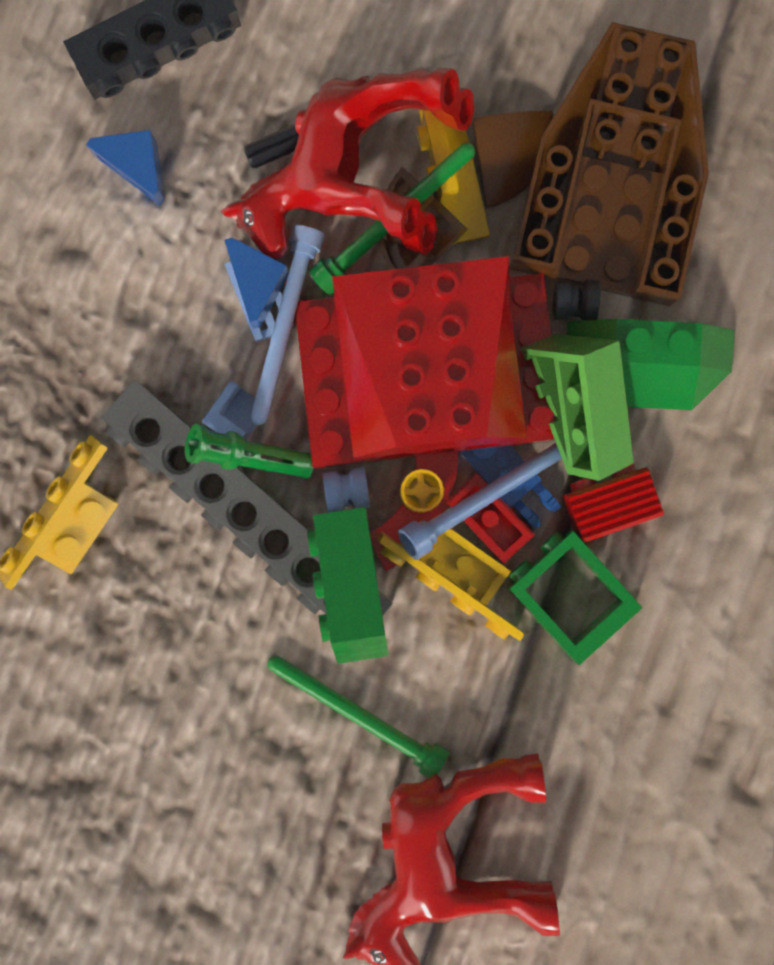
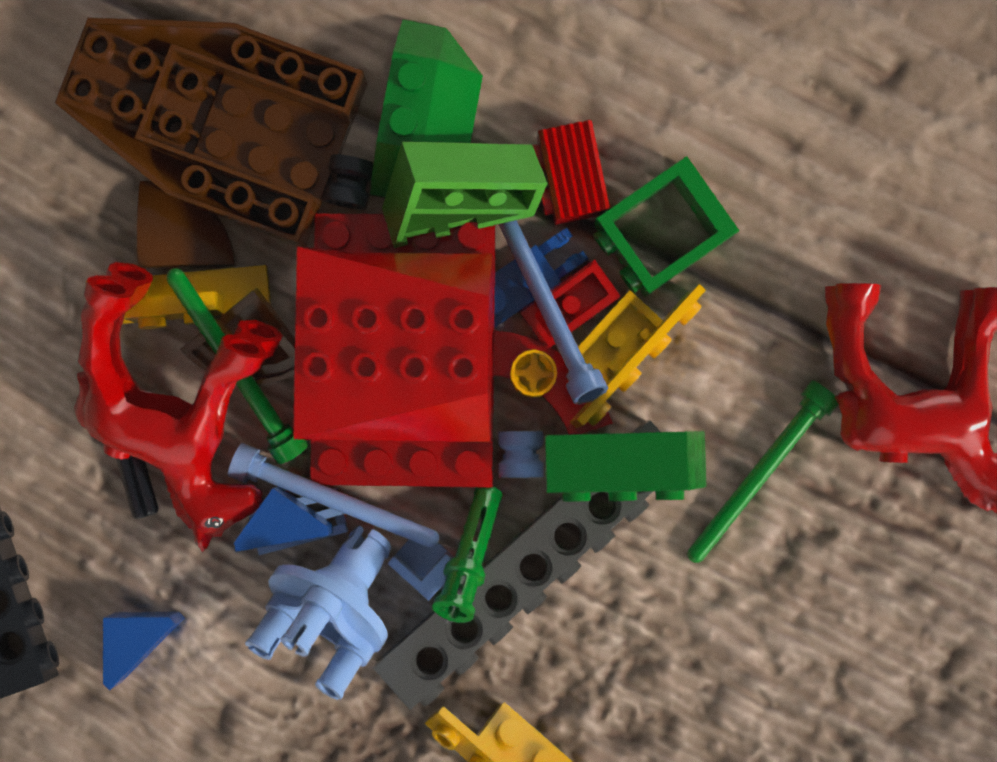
camera: 80 degrees left, 0 degrees up
(187, 331) = (330, 605): none -> light blue piece

